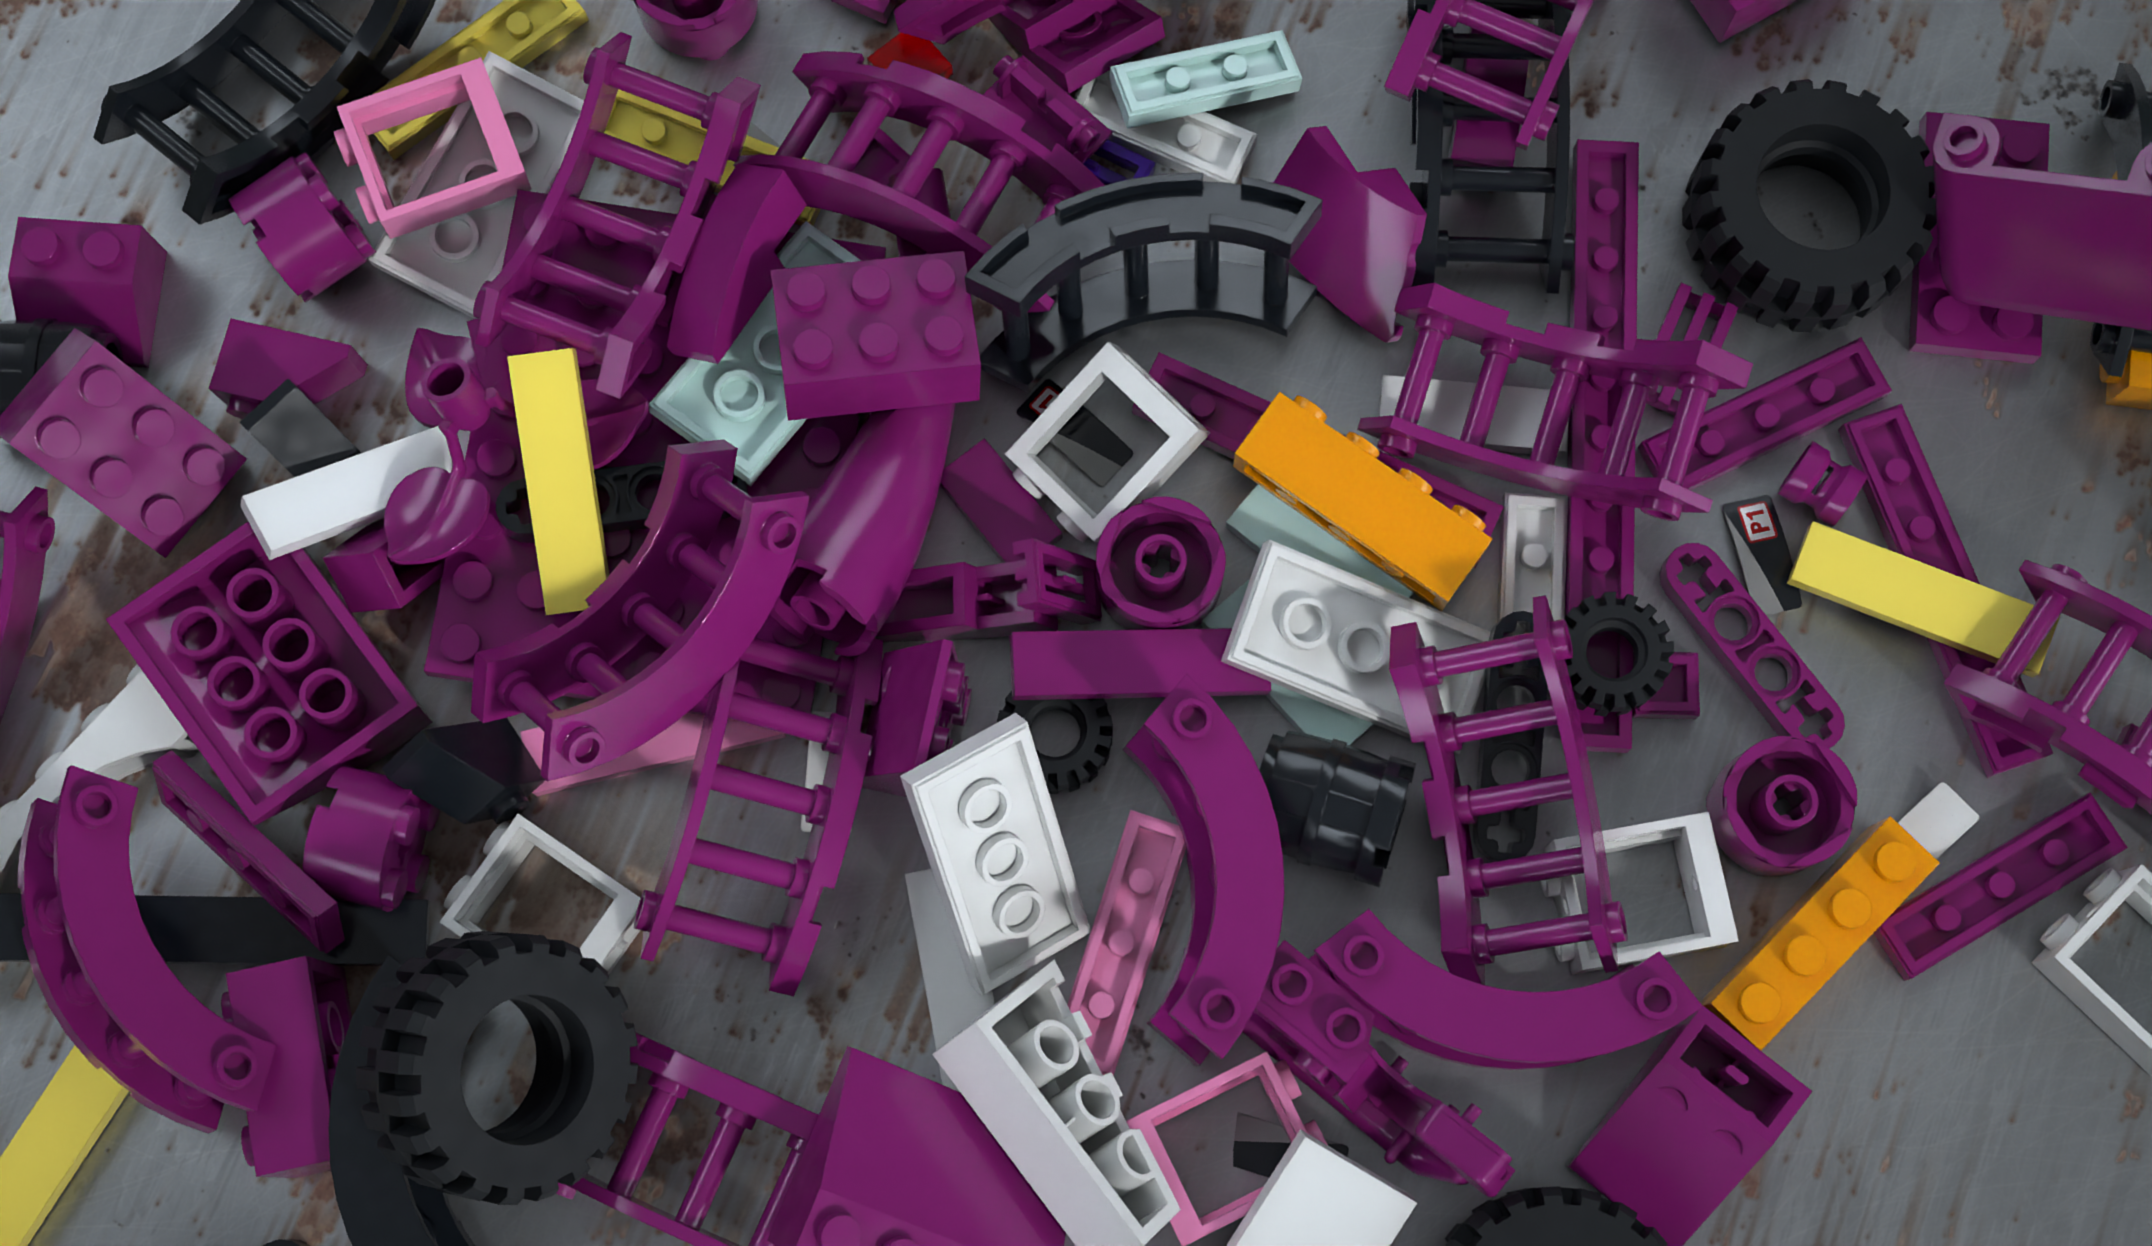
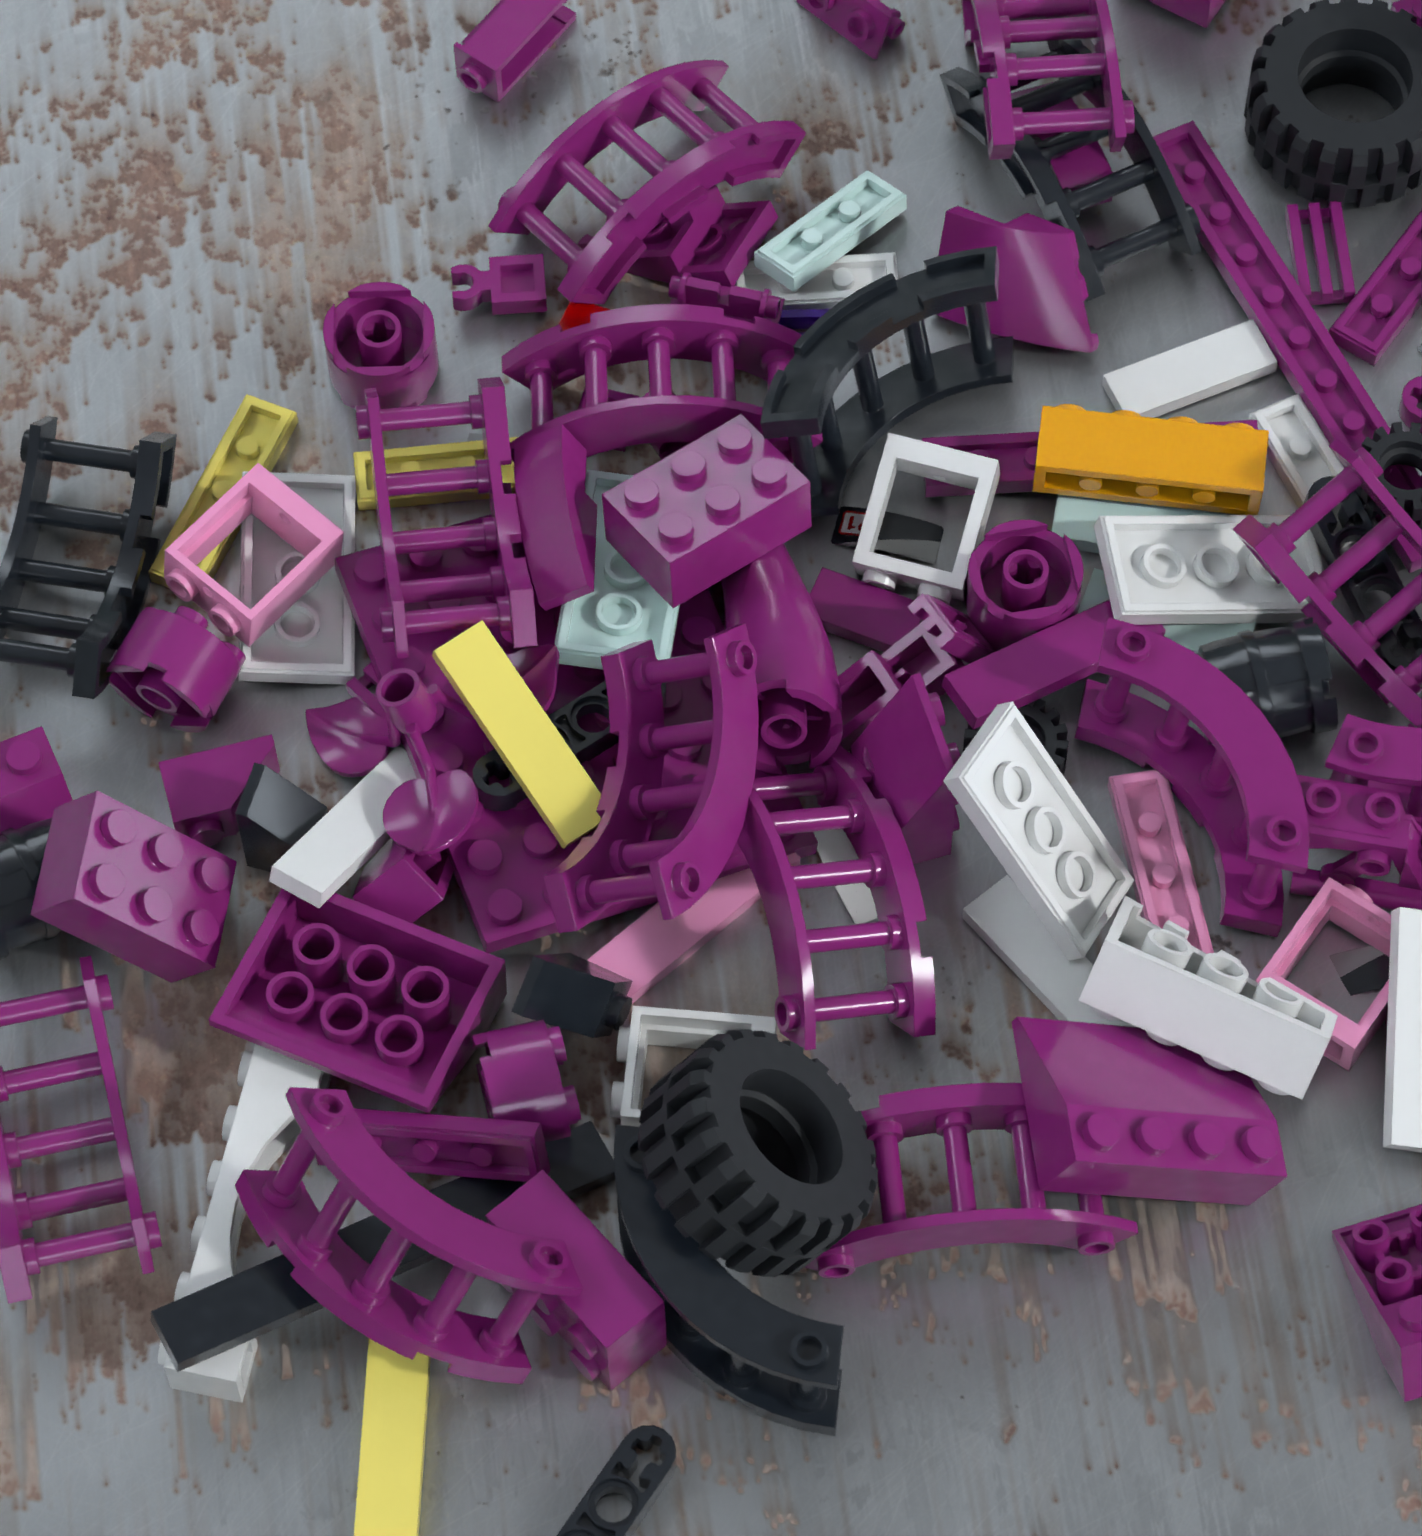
camera: 30 degrees left, 15 degrees down
(1573, 353) = (1243, 282): magenta fence -> none

